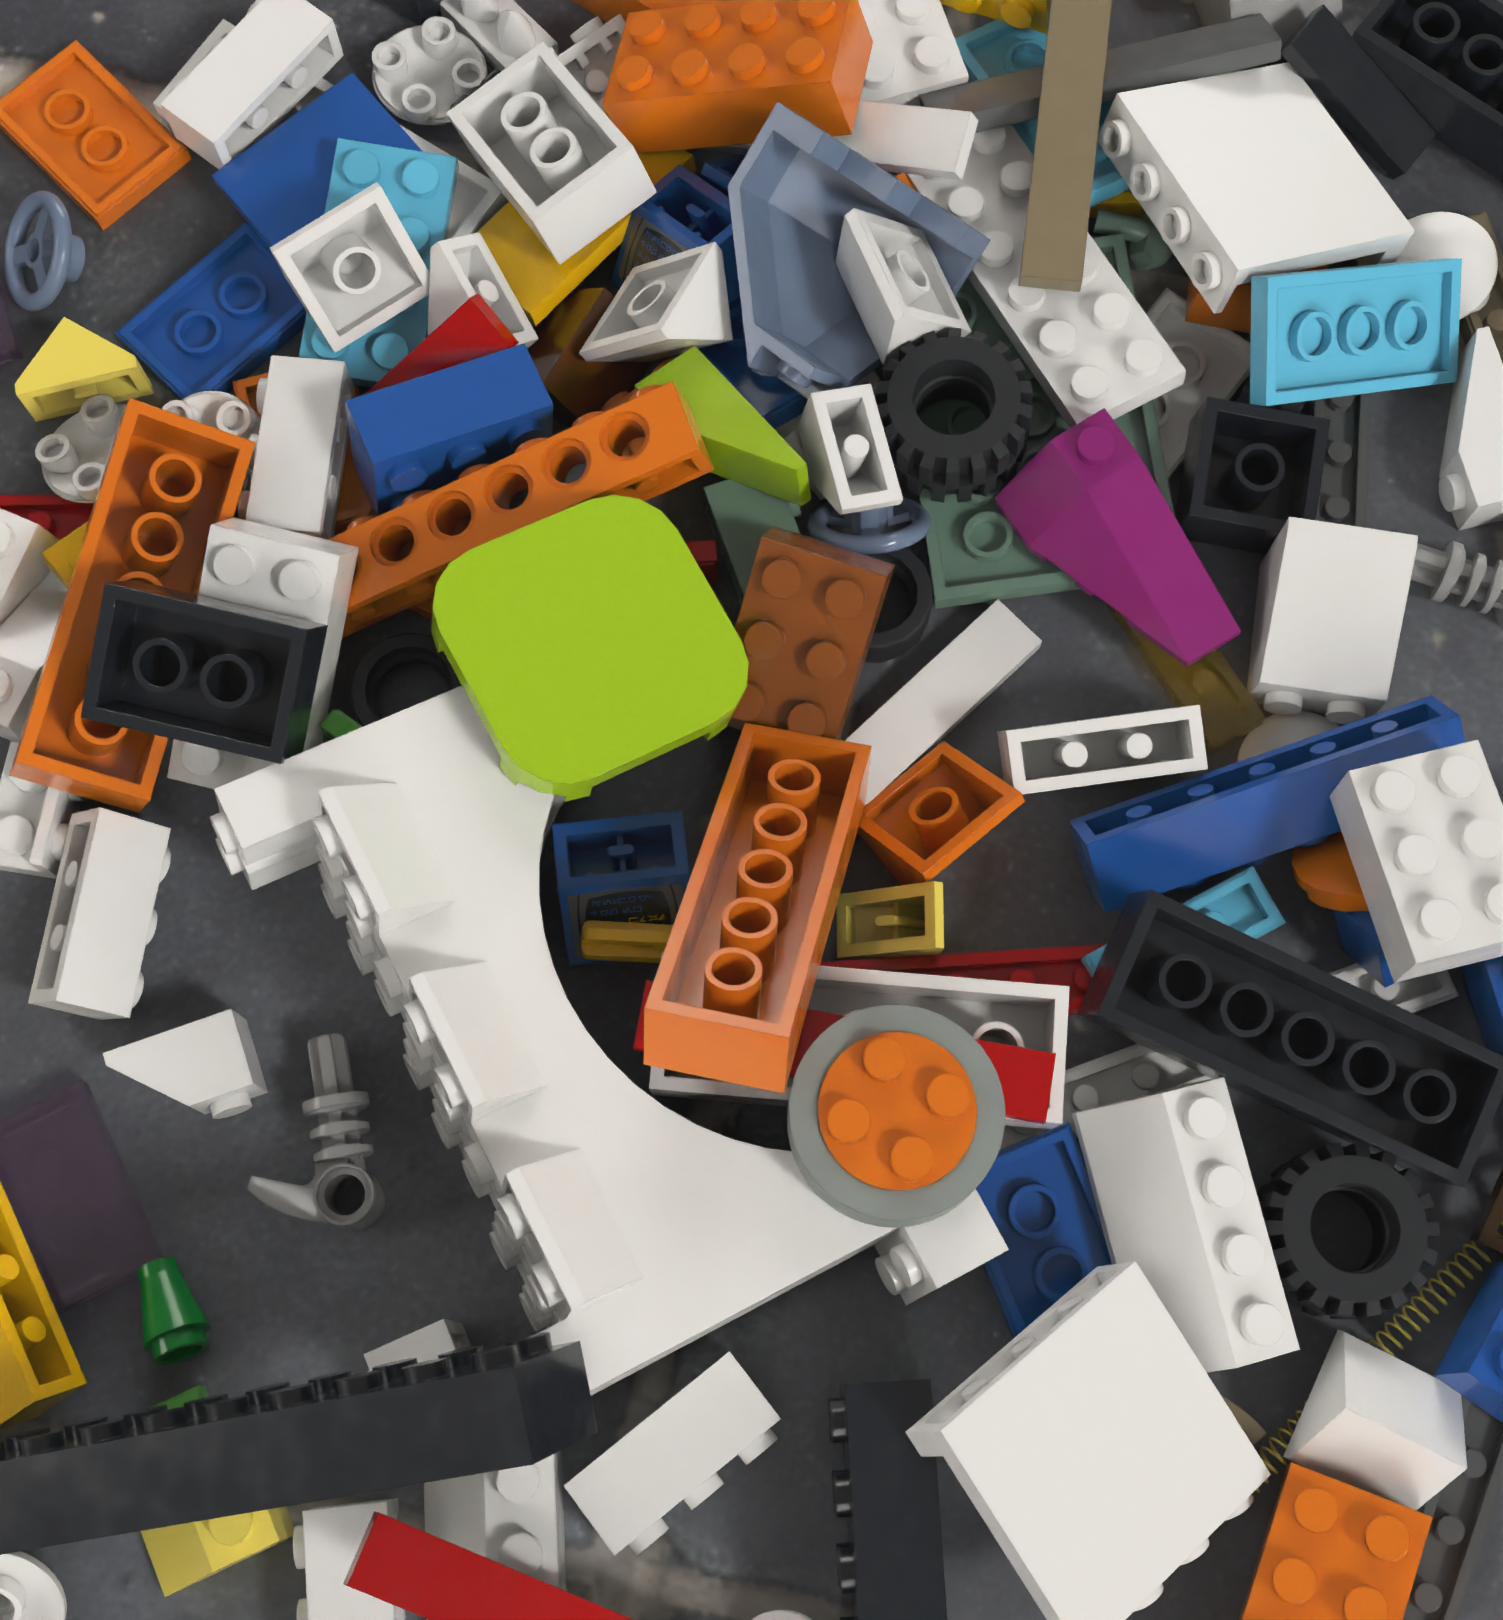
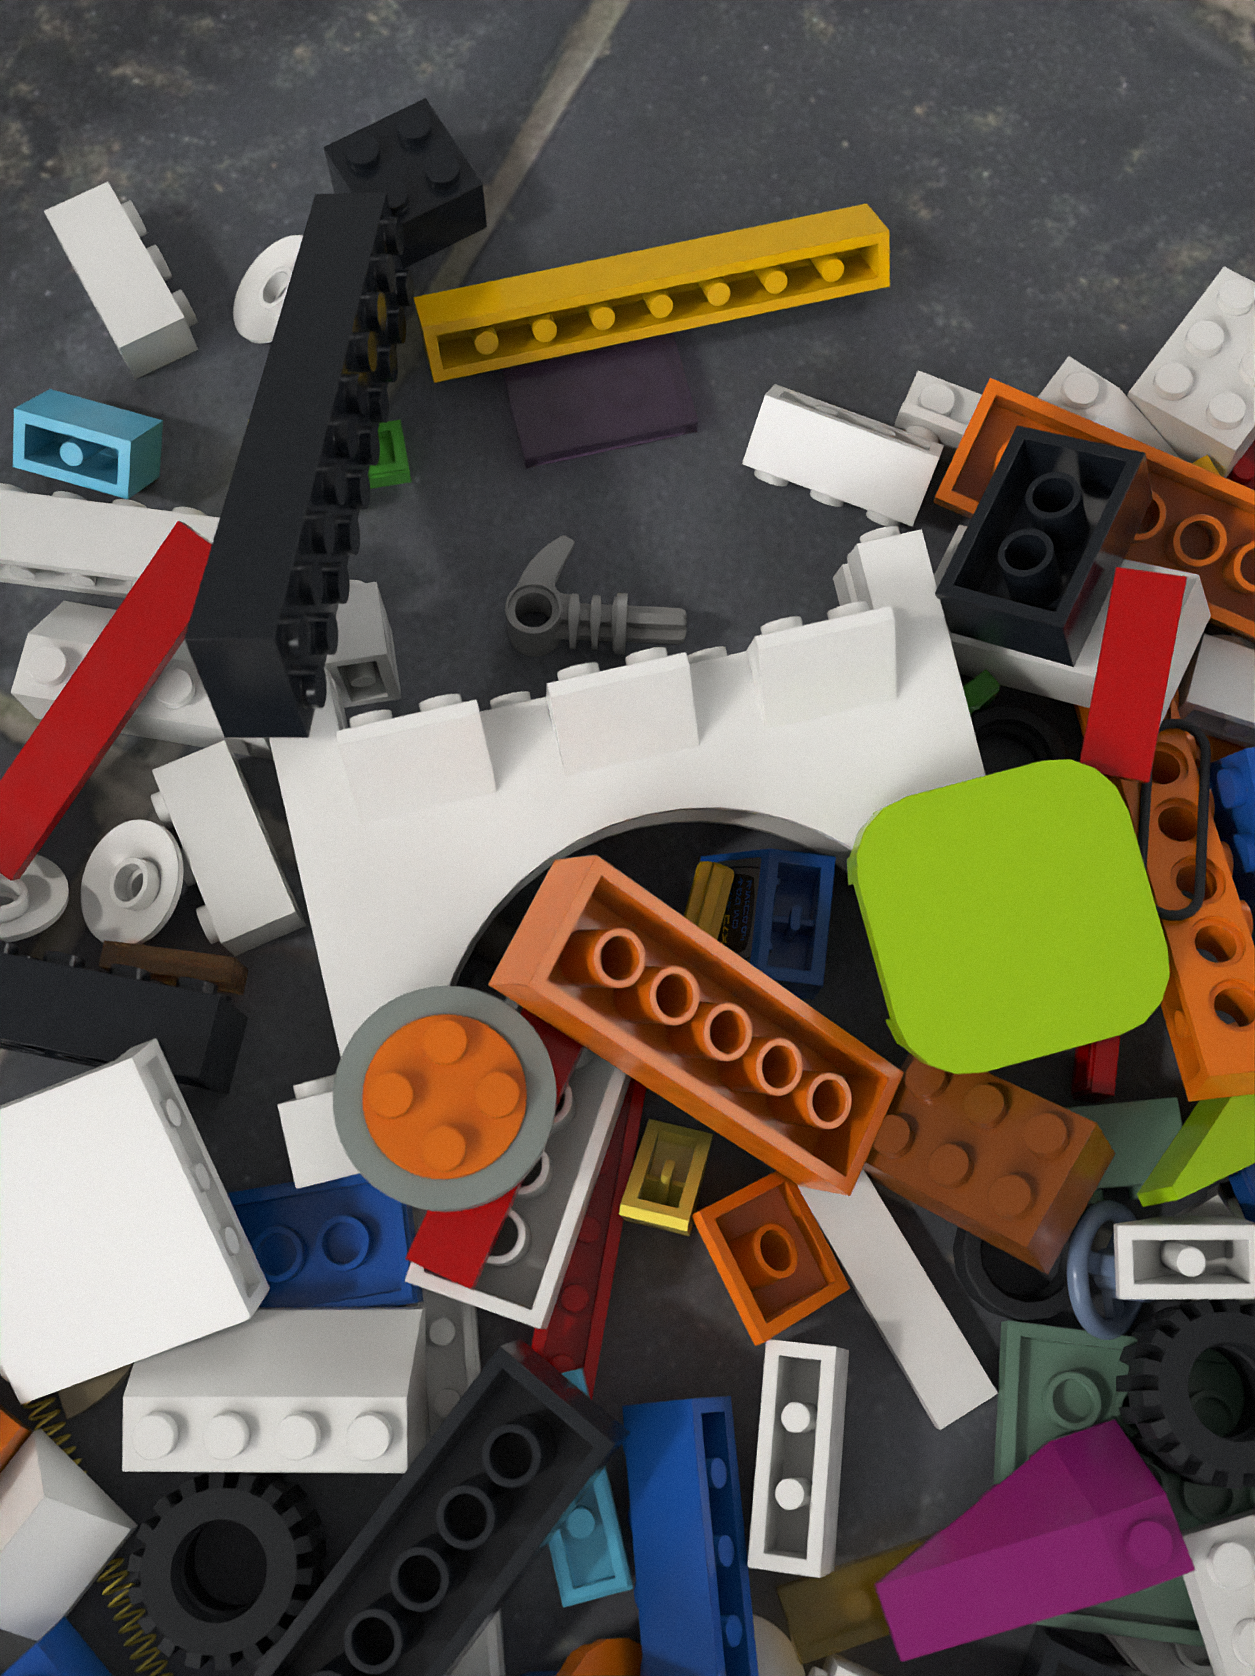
camera: 100 degrees right, 0 degrees up
(171, 1316) = (474, 458): green cone -> none
(198, 1064) = (685, 515): white slope -> none
(329, 567) = (1132, 673): none -> red tile
(437, 496) = (1202, 822): none -> black piece
(742, 1567) = (132, 882): none -> white dish
(813, 1470) = (171, 963): none -> clear orange tile

